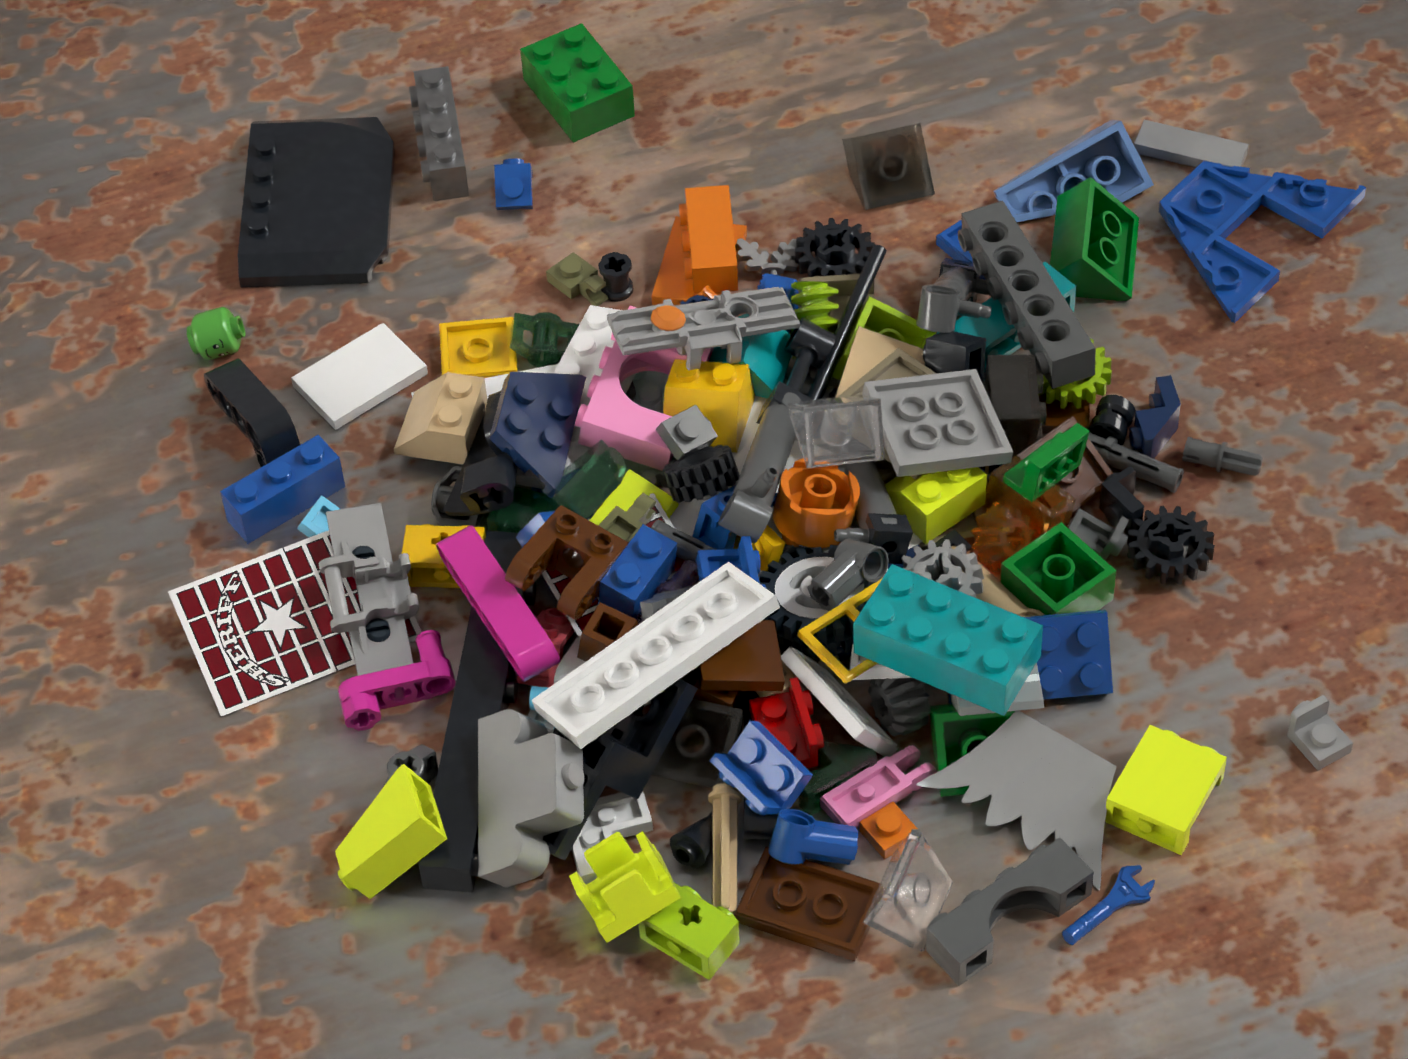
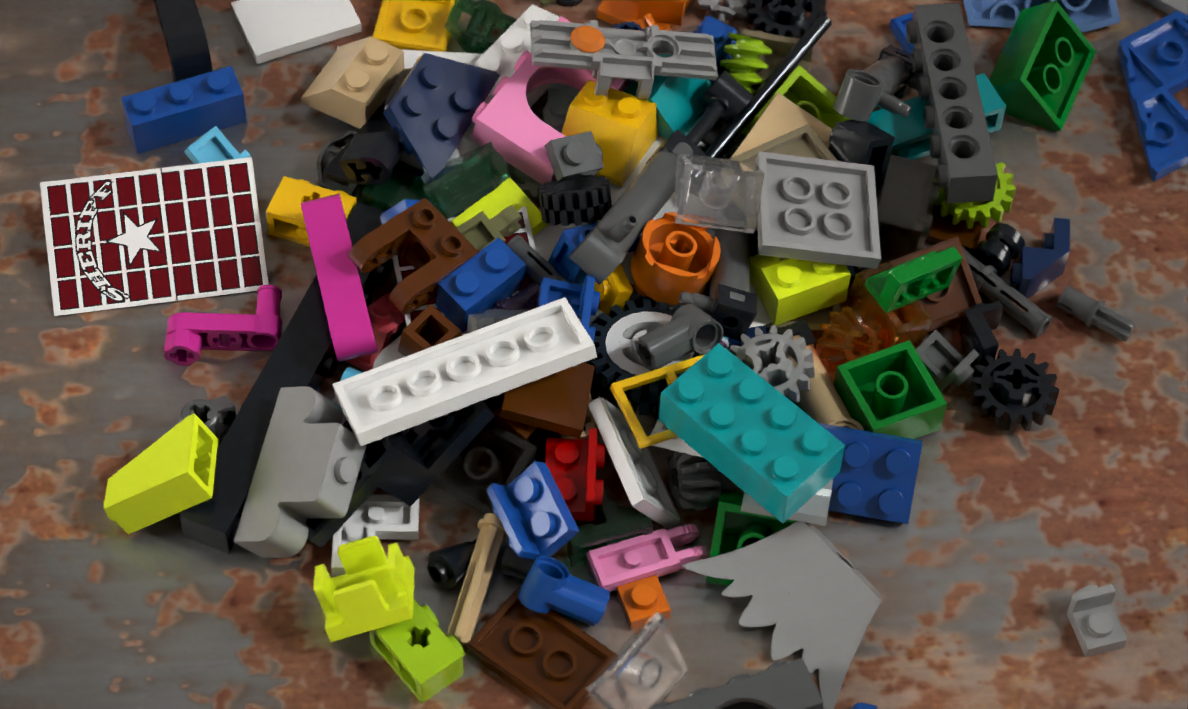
camera: 10 degrees right, 5 degrees up
(383, 589) = (241, 230): light grey piece -> none
(1164, 788) = (924, 634): neon yellow panel -> none

